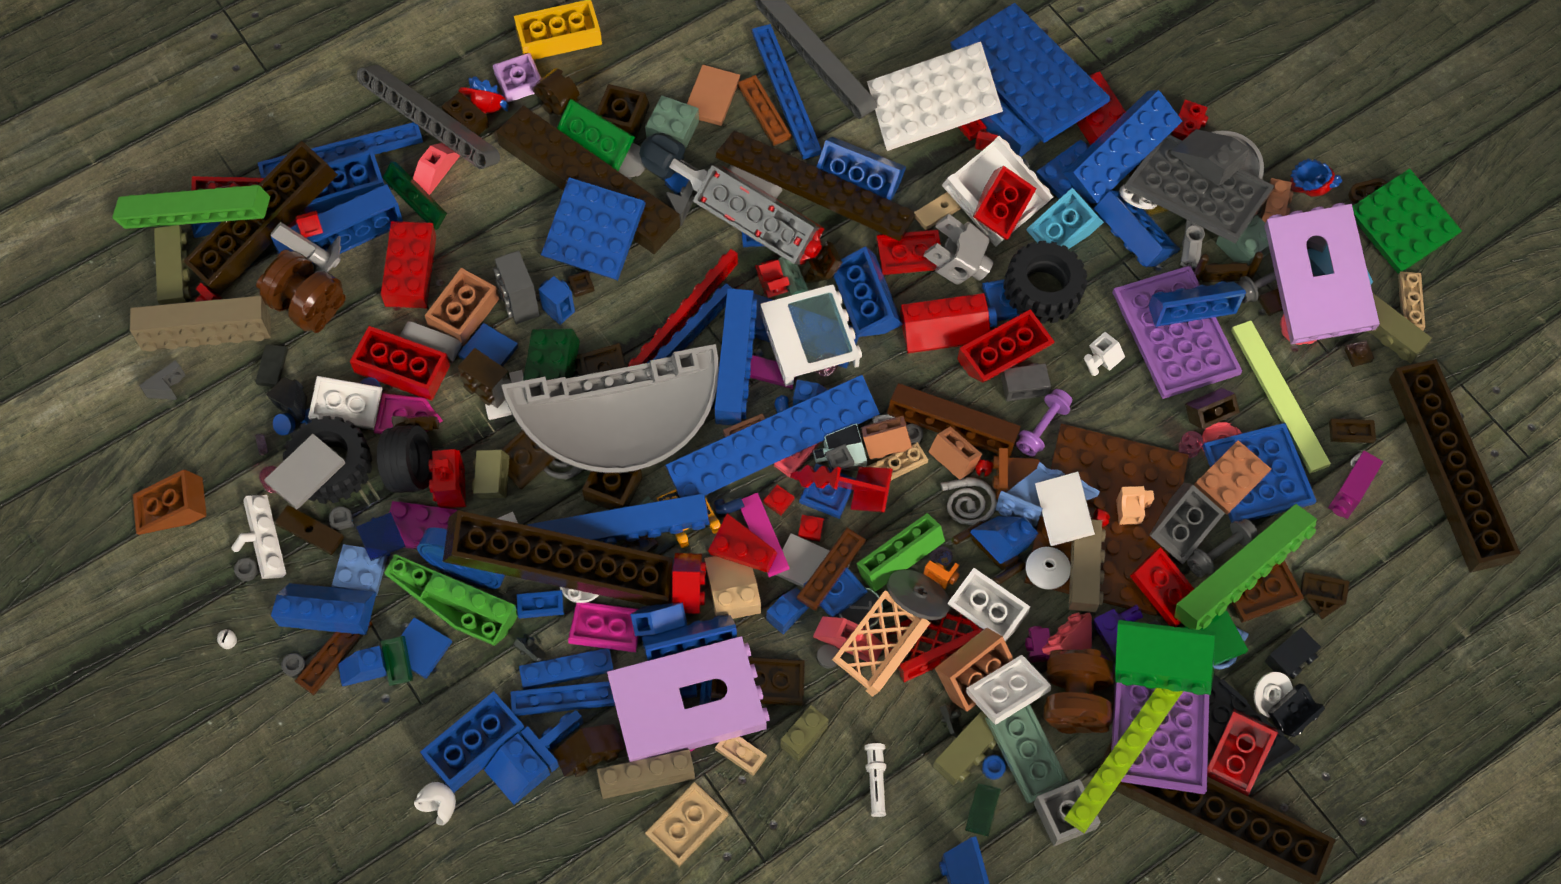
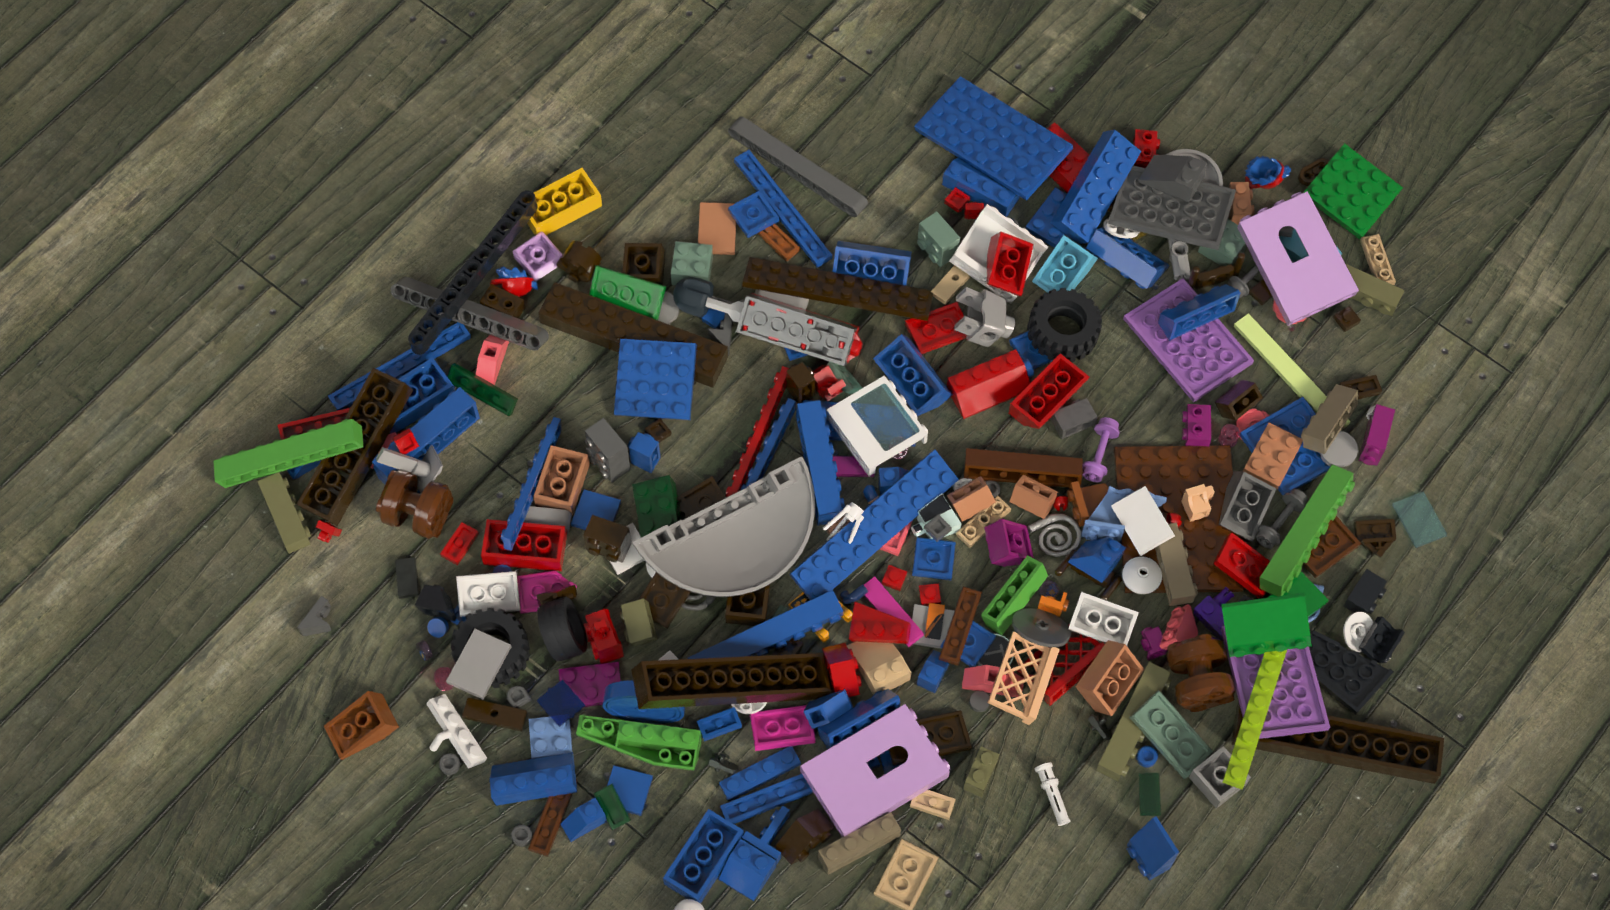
camera: 15 degrees left, 0 degrees up
(200, 323) = (332, 556): dark tan brick -> none
(230, 640) = (458, 829): white hinge -> none
(336, 345) = (459, 543): none -> red plate
(408, 264) = (499, 454): red brick -> none
(416, 313) = (528, 489): none -> blue plate
(440, 74) = (472, 279): none -> black beam
(744, 269) = (800, 382): none -> dark brown brick
(751, 417) = (851, 513): none -> white plant
(753, 89) = (753, 214): none -> blue tile
(806, 557) = (934, 621): none -> sticker
(824, 265) = (869, 359): dark brown slope -> none
(869, 488) = (971, 548): red piece -> none
(912, 494) = (1008, 542): none -> magenta slope
(934, 96) = (917, 181): white plate -> none
(936, 159) = (937, 239): none -> sand green brick
(1008, 689) = (1142, 687): white plate -> none
(1105, 352) = (1134, 374): white brick -> none
(1158, 424) = (1197, 425): none -> magenta brick
(1241, 752) = (1347, 686): red slope -> none
(1307, 453) = (1330, 418): none -> dark tan brick
(1307, 488) = (1342, 451): none -> light grey tile
(1378, 590) = (1419, 519): none -> clear light blue piece
(1454, 466) = (1452, 396): dark brown brick -> none

